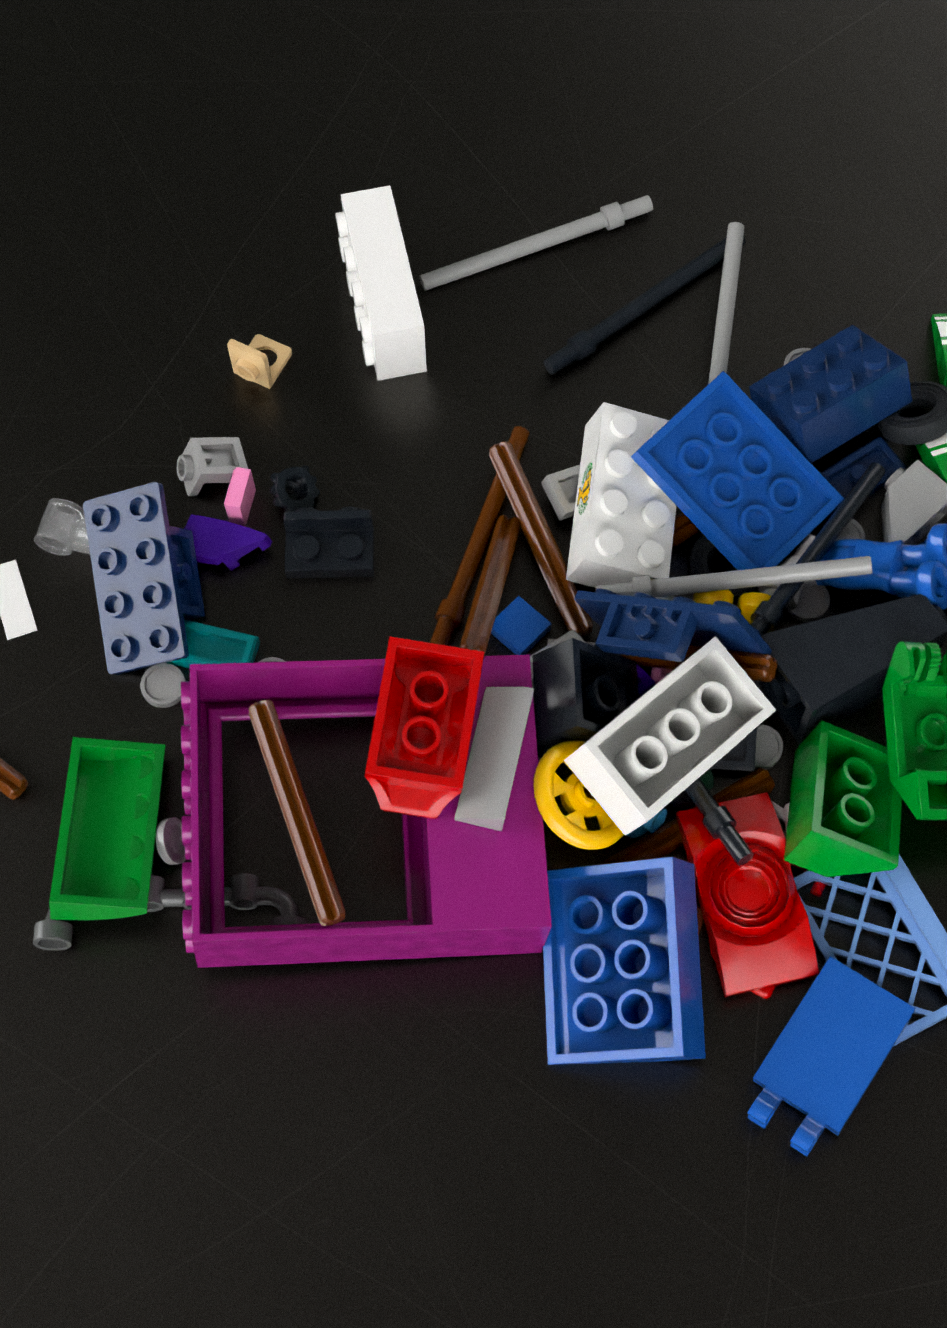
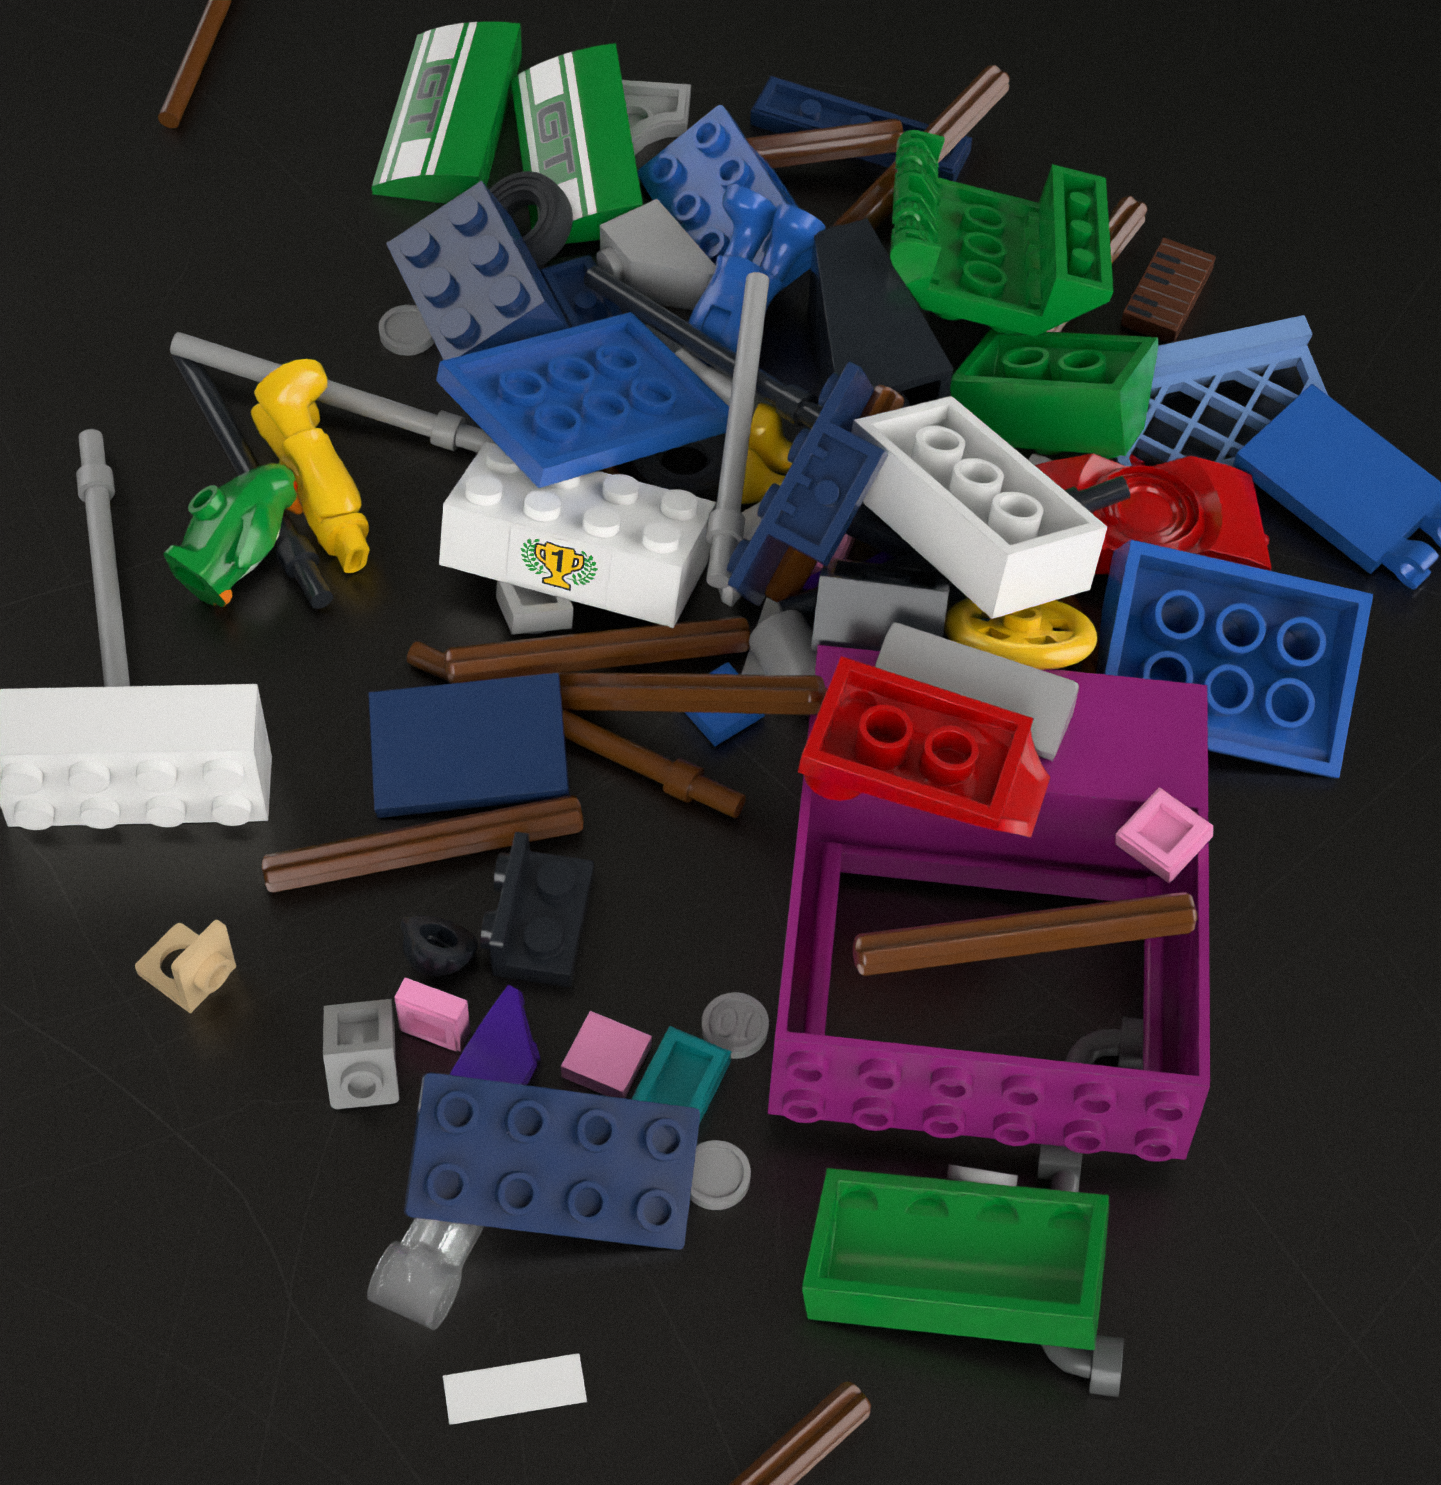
camera: 85 degrees left, 10 degrees down
(234, 605) = (606, 1056): none -> bright pink tile
(372, 470) = (420, 843): none -> reddish brown axle
(398, 898) = (1164, 835): none -> bright pink tile
(446, 476) = (468, 745): none -> dark blue tile
(579, 297) = (232, 530): none -> green animal
(684, 302) = (325, 489): none -> yellow piece

